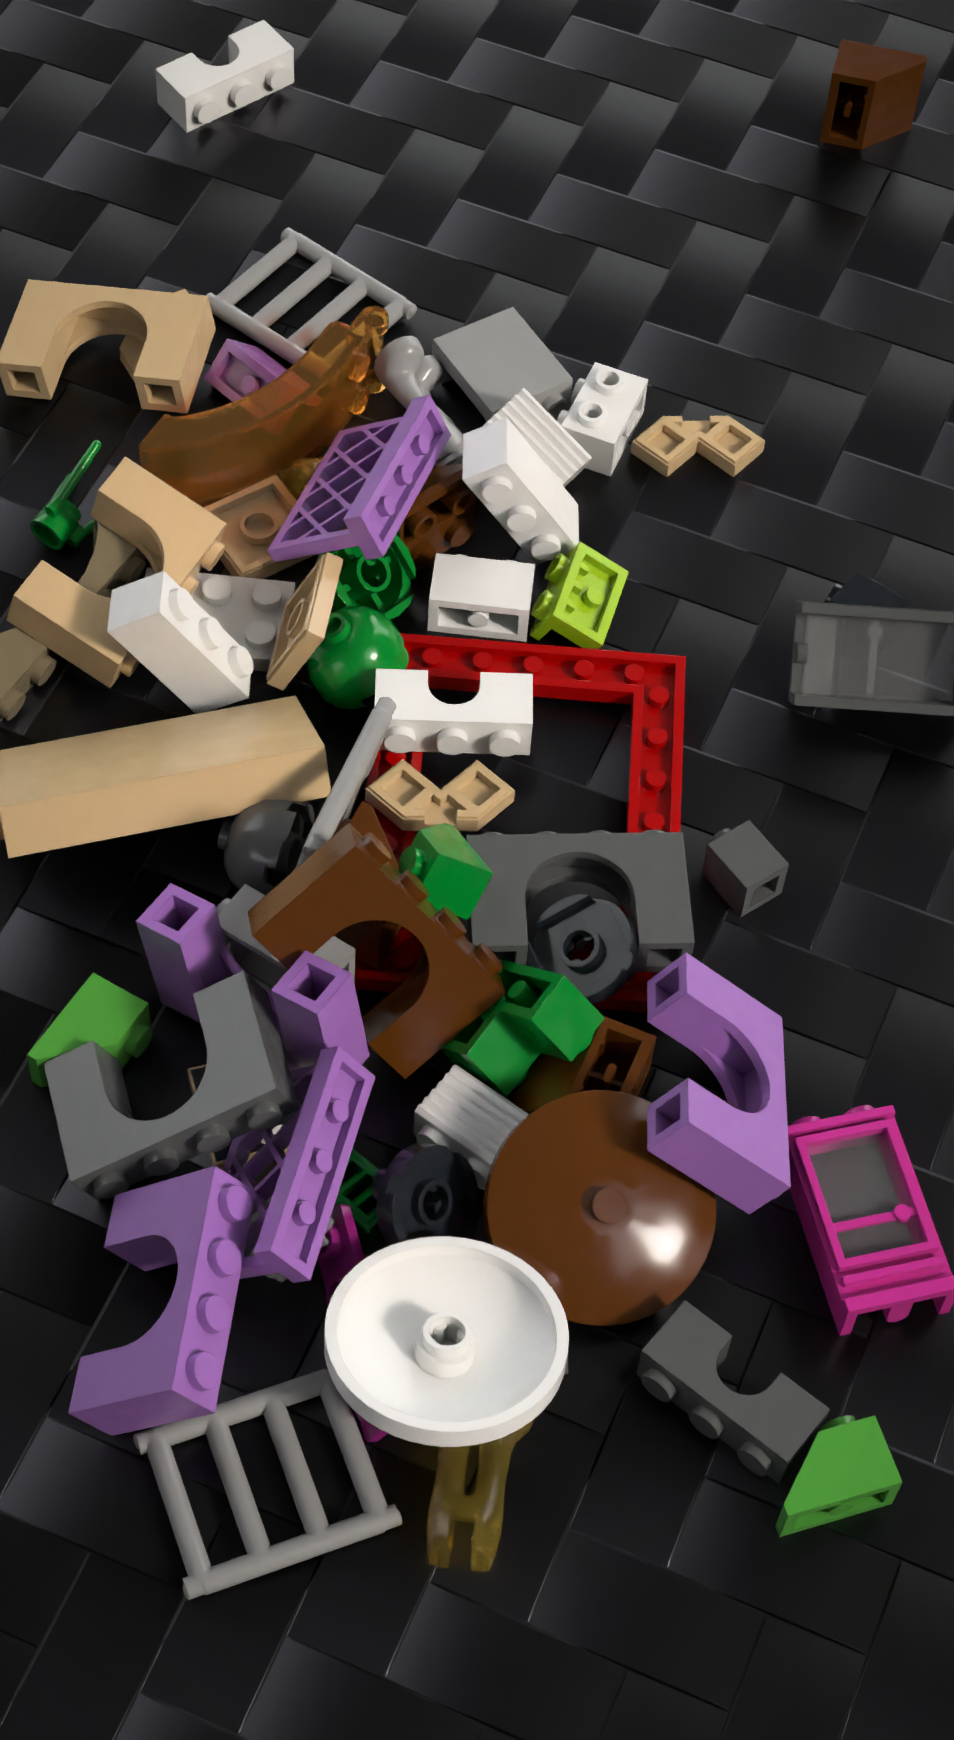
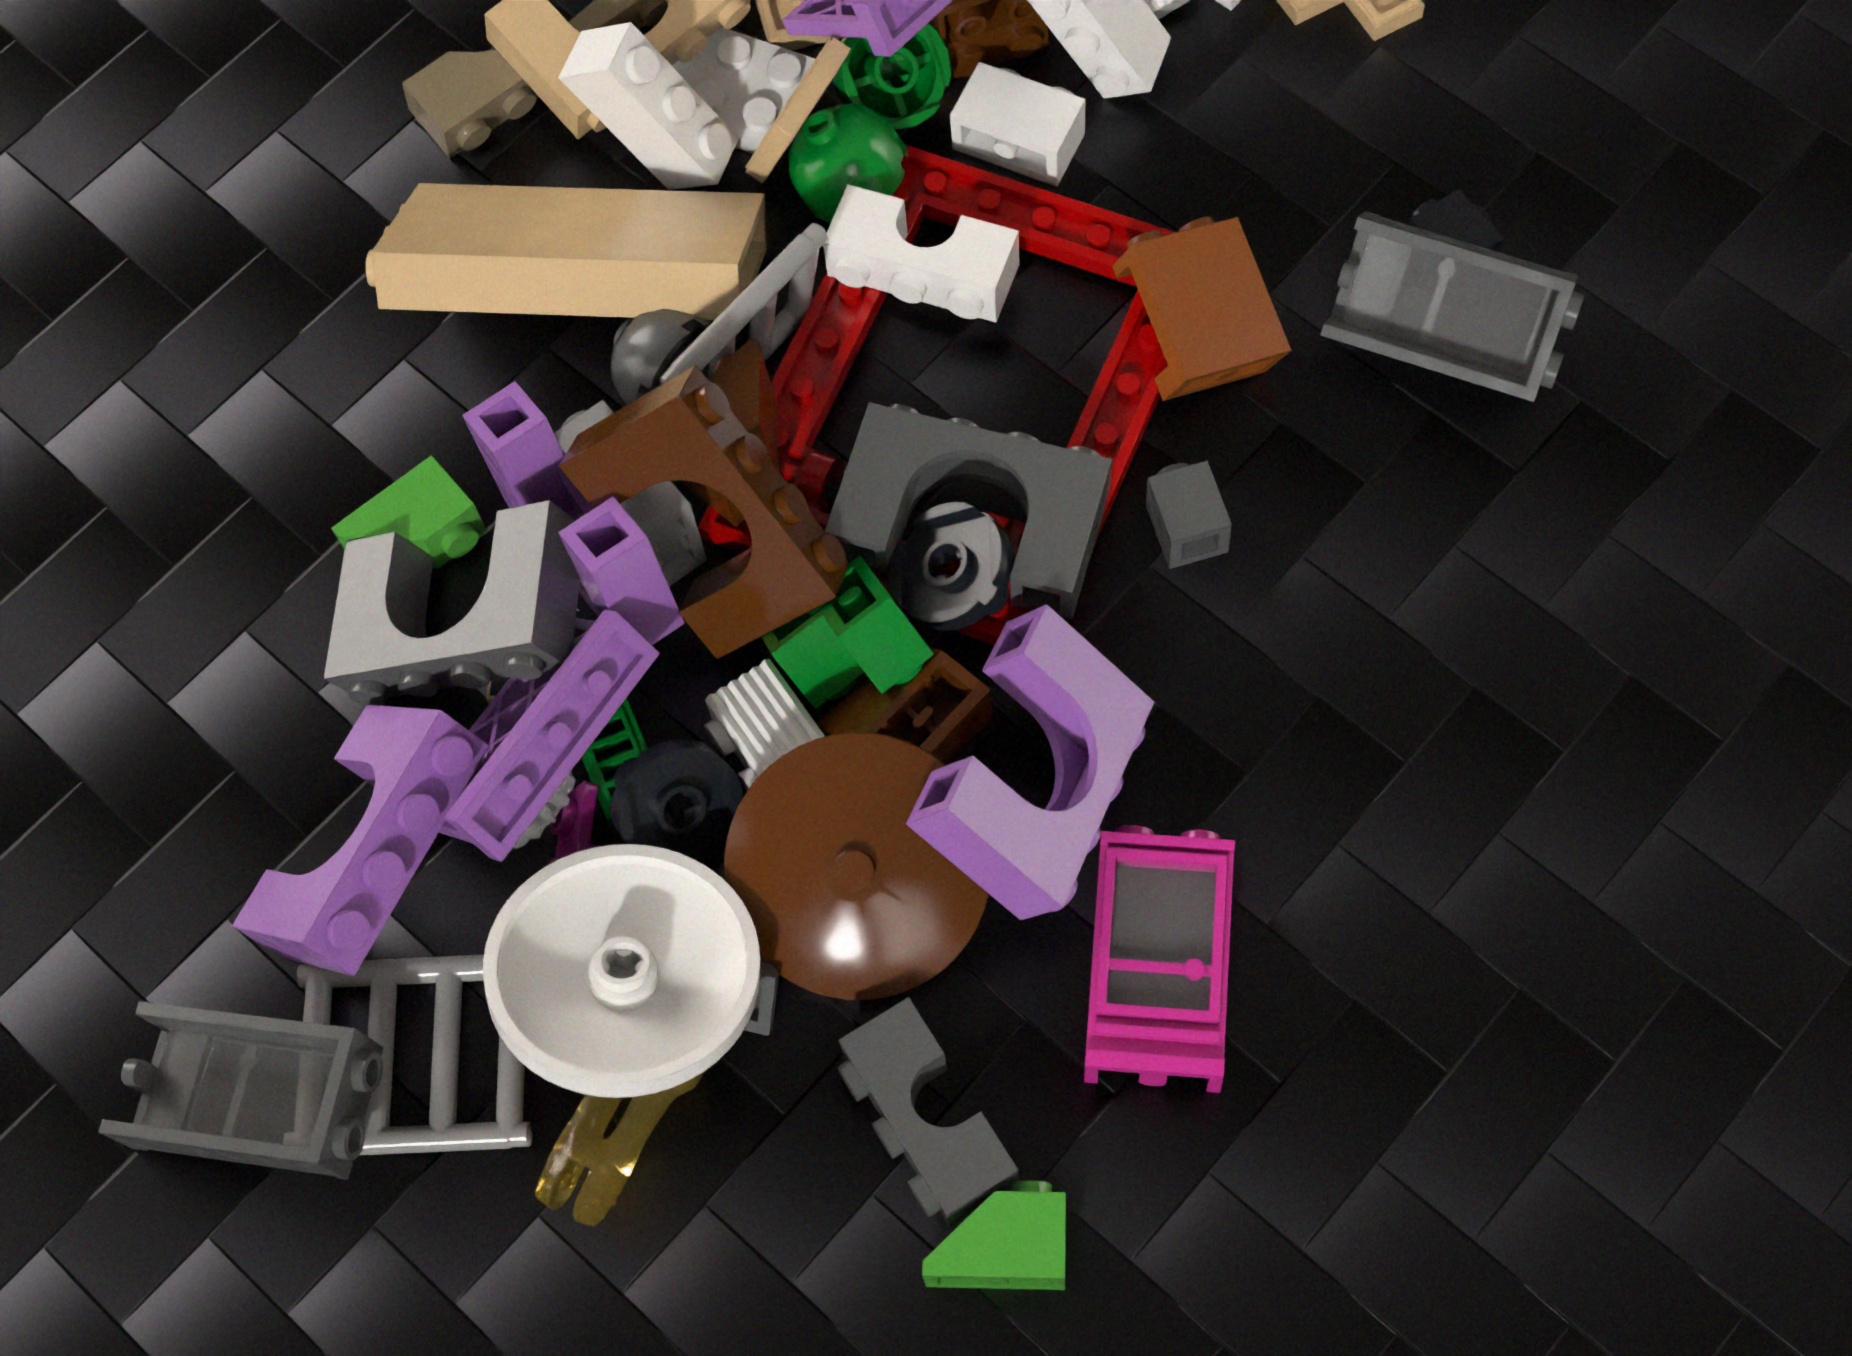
camera: 30 degrees right, 10 degrees up
(140, 1545) = (251, 1090): none -> door
(417, 803) = (891, 364): tan tile -> none
(447, 869) = (820, 436): green slope -> none
(579, 597) = (1132, 150): lime bracket -> none
(699, 699) = (1204, 305): none -> dark orange panel

